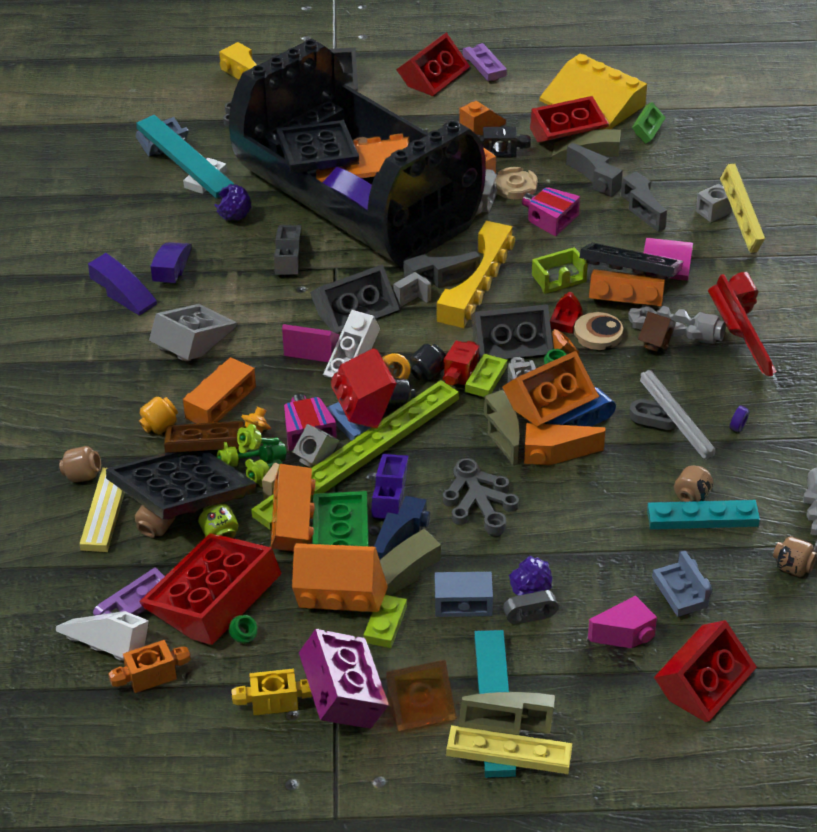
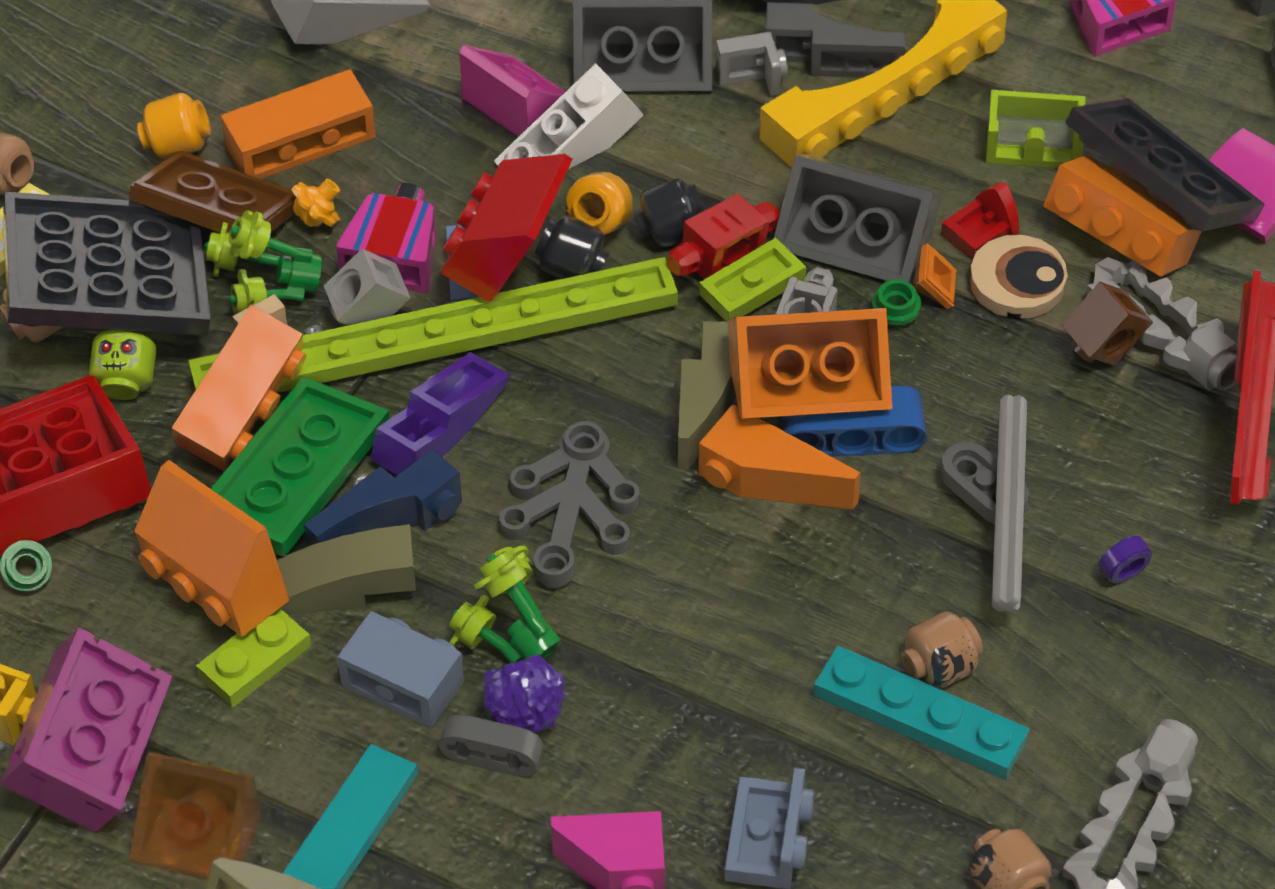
camera: 30 degrees right, 10 degrees up
(486, 530) = (531, 635): none -> plant

